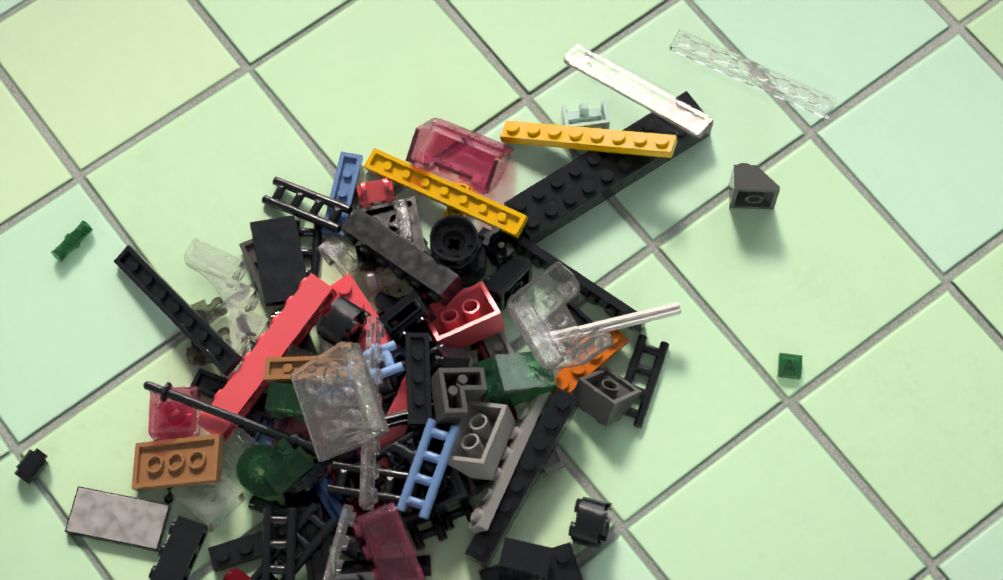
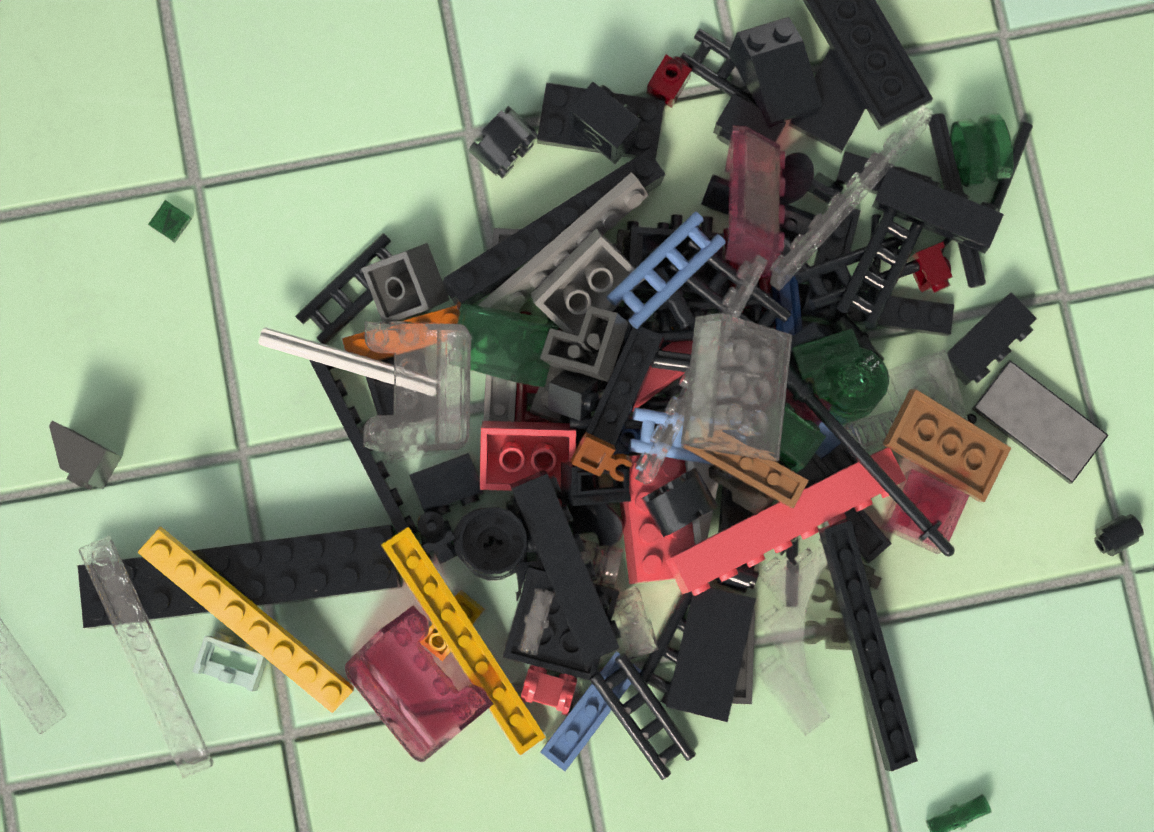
camera: 155 degrees left, 15 degrees up
(412, 322) = (596, 455): none -> dark orange plate

